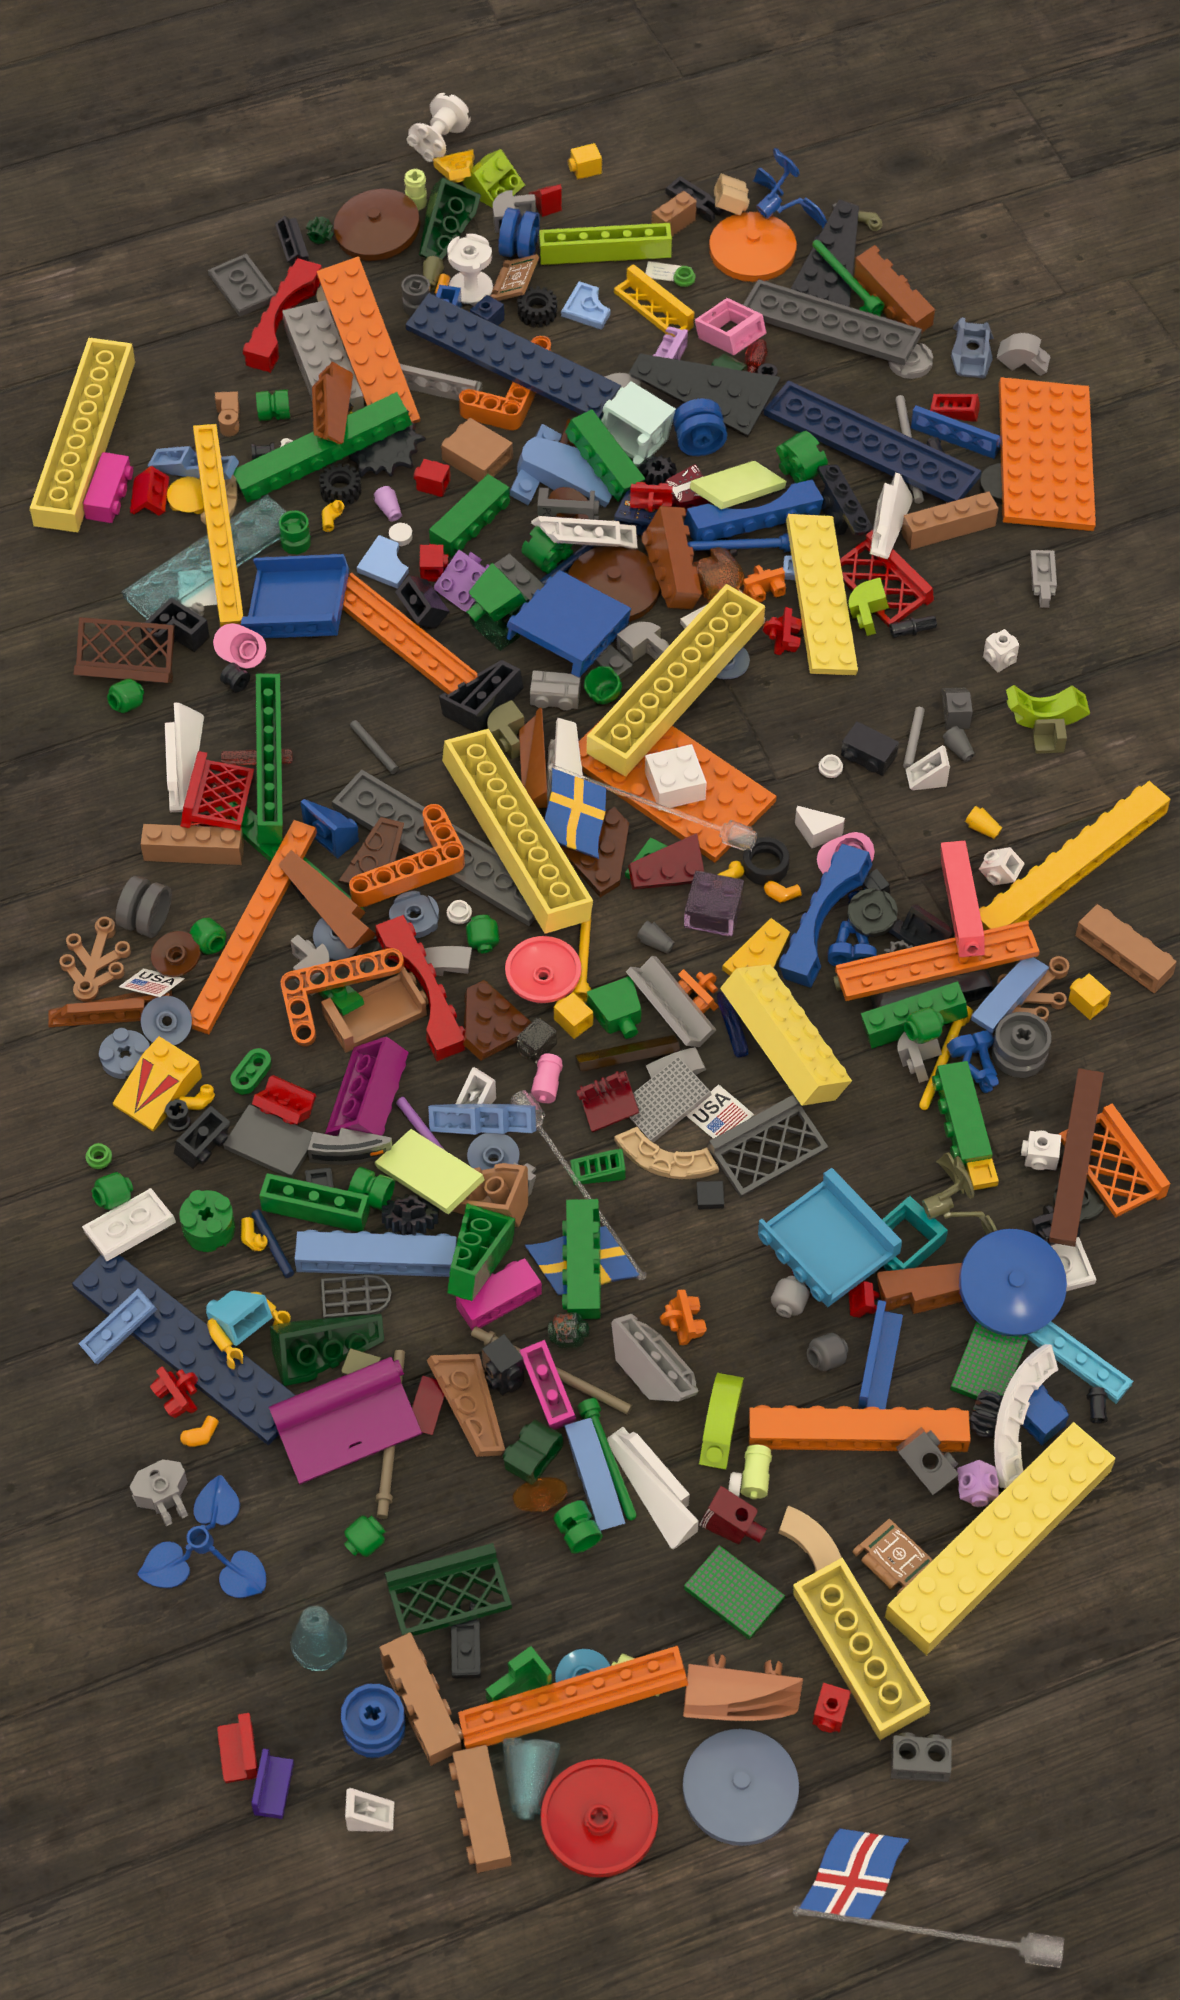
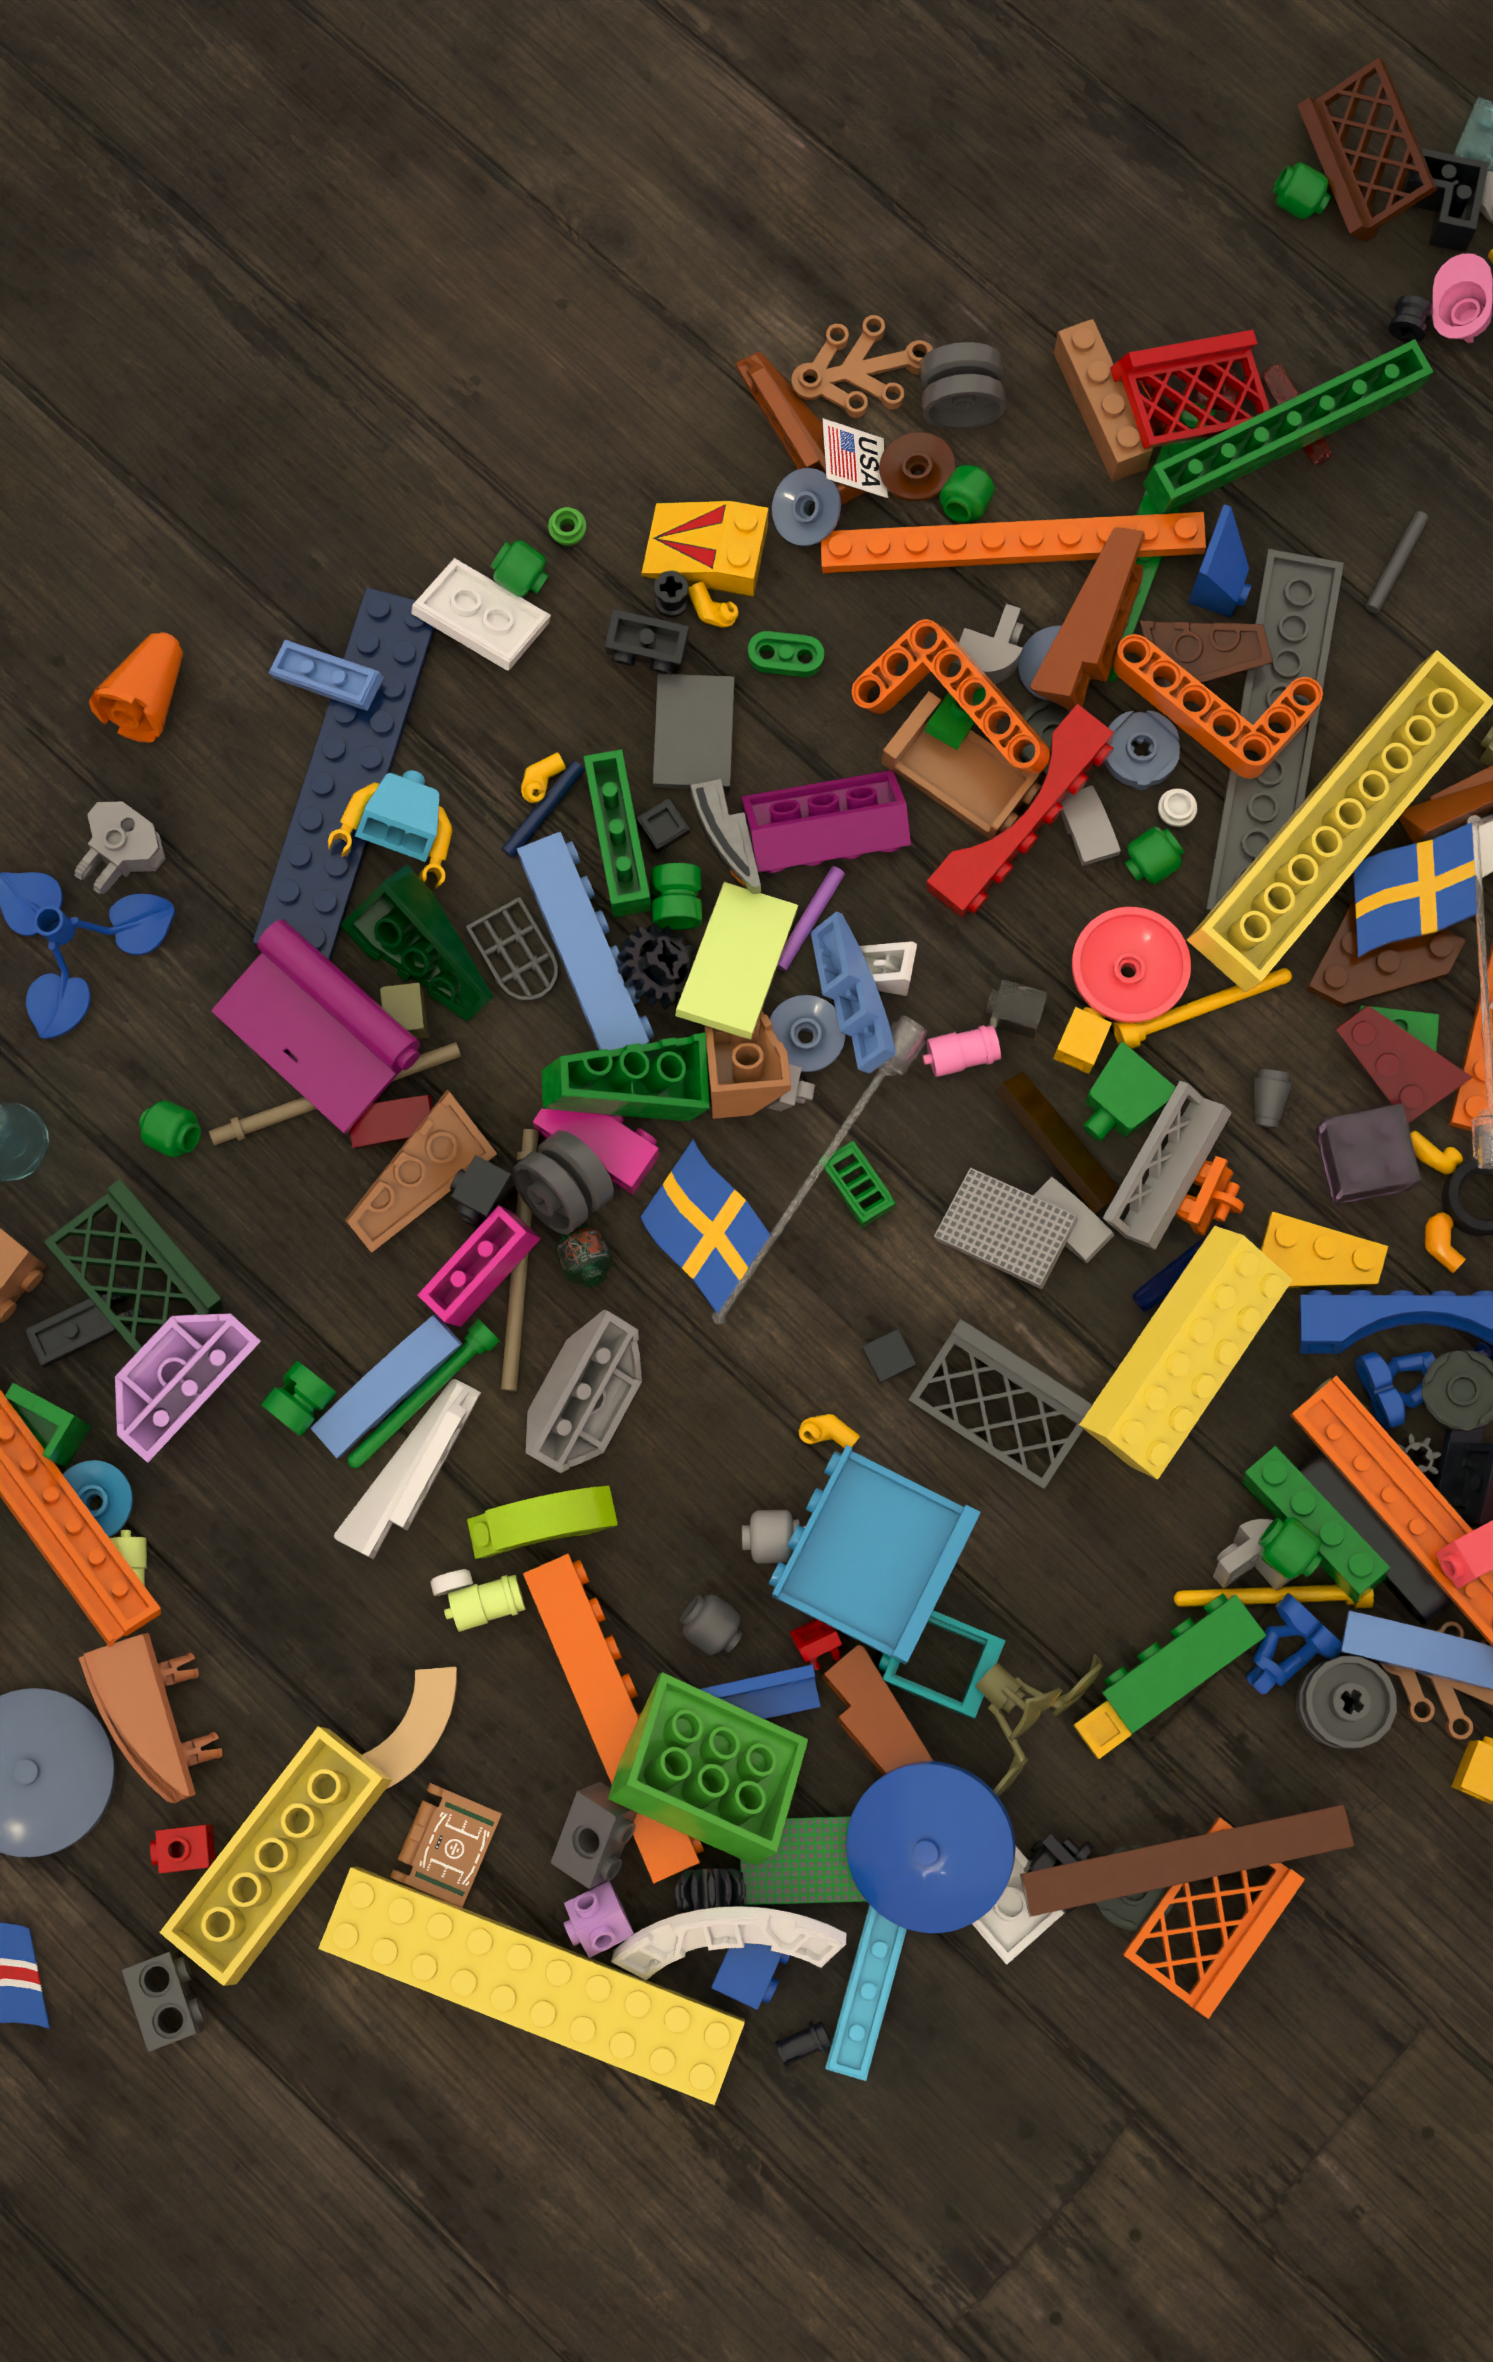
camera: 65 degrees right, 20 degrees up
(66, 1437) = (140, 689): none -> orange cone
(116, 1043) = (741, 460): sand blue plate -> none
(168, 1382) = (272, 794): red hips -> none
(182, 746) = (1257, 304): white wedge -> none
(201, 1435) = (225, 856): light orange arm -> none
(207, 1220) = (526, 688): green brick -> none
(285, 1100) = (756, 720): red bracket -> none
(490, 1021) = (1014, 932): reddish brown plate -> none
(520, 1314) = (563, 1182): none -> dark grey wheel
(531, 1585) = (176, 1376): none -> lavender wedge
(533, 1451) = (383, 1289): dark green brick -> none
(541, 1495) = (333, 1319): clear orange dish -> none
(582, 1258) = (690, 1228): green wedge -> none
(608, 1100) = (966, 1150): dark red hinge -> none
(664, 1163) = (913, 1272): tan tile -> none
(680, 1318) = (689, 1393): orange hips -> none
(719, 1113) = (1028, 1316): sticker -> none
(732, 1518) = (397, 1582): dark red torso -> none
(734, 1592) = (302, 1647): green tile -> none
(737, 1244) = (826, 1428): none -> yellow arm
(918, 1378) = (710, 1770): none -> bright green slope
(1041, 1150) = (1192, 1810): white brick -> none

